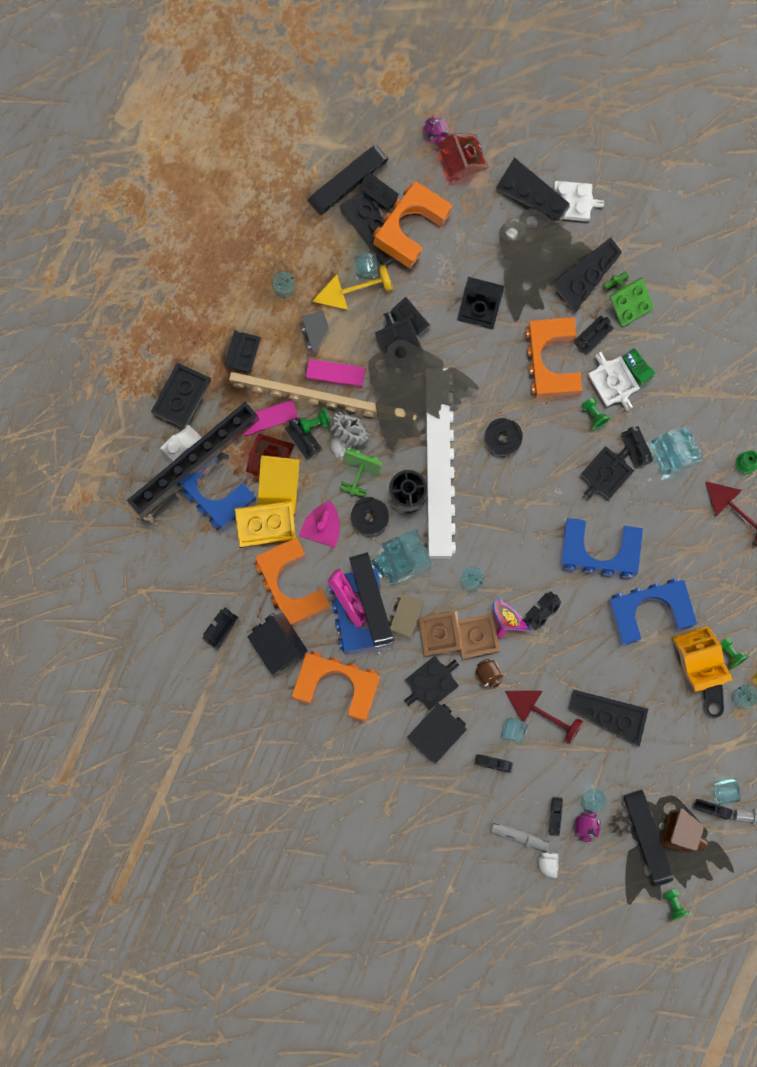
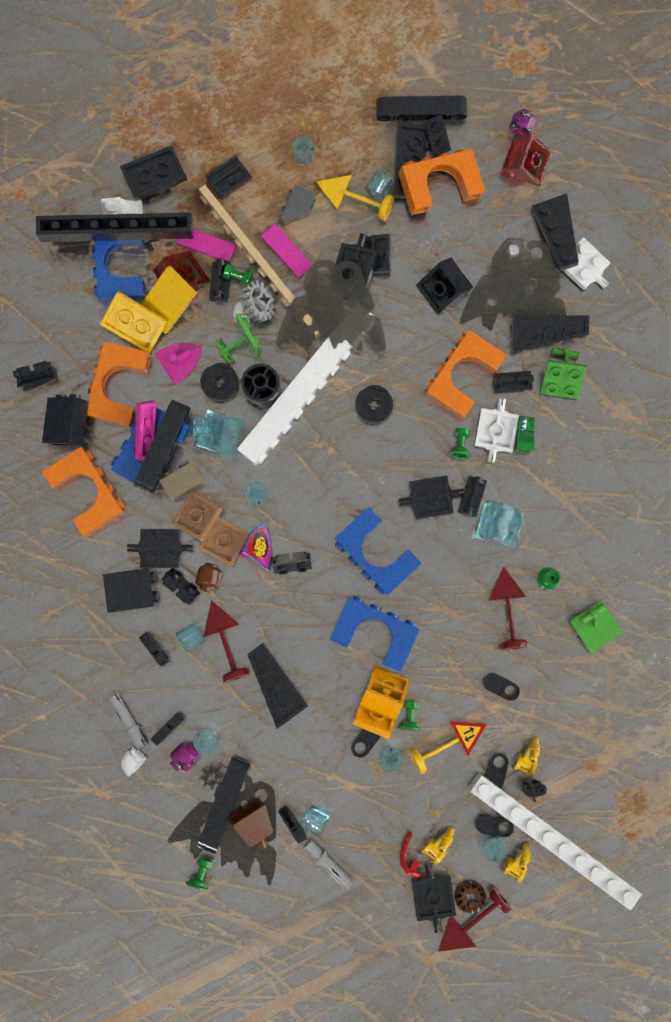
camera: 40 degrees right, 5 degrees up
(463, 697) = (187, 591): none -> black hinge

